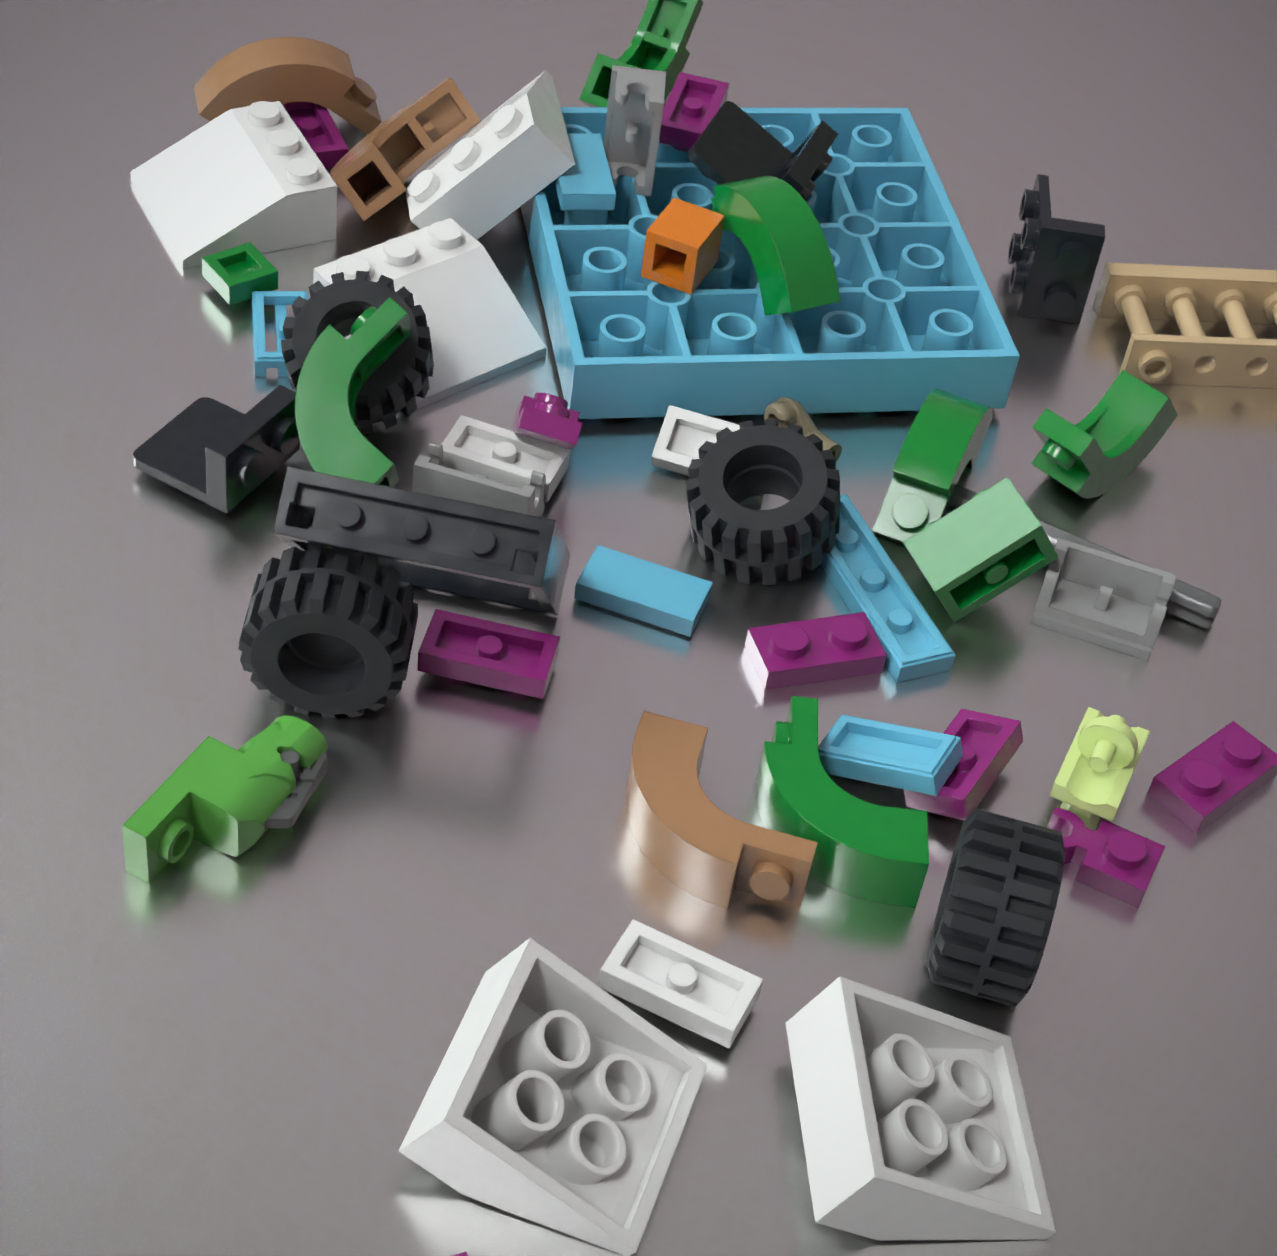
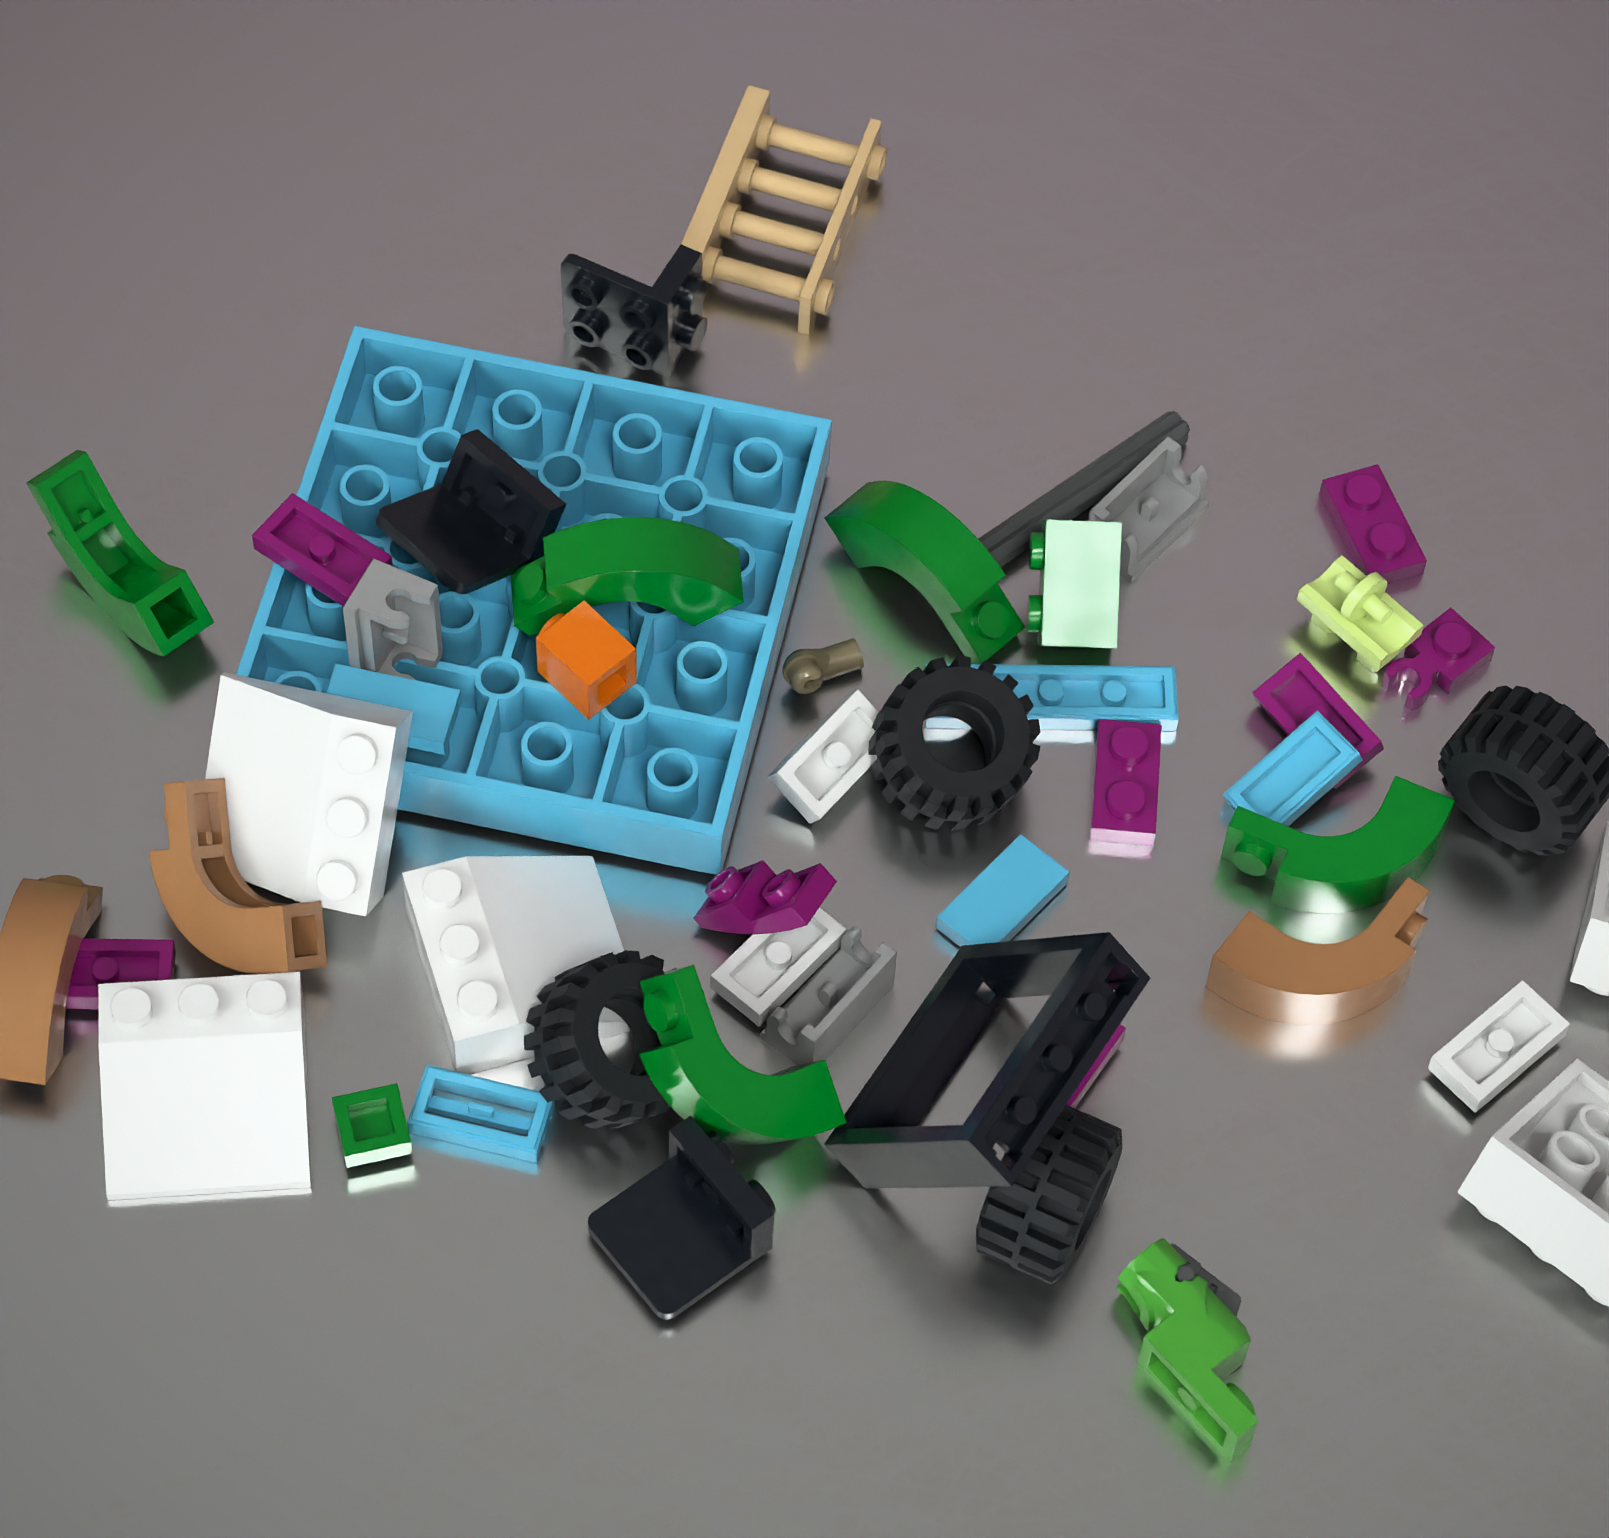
camera: 65 degrees left, 15 degrees up
(1107, 441) = (933, 402): green arch -> none

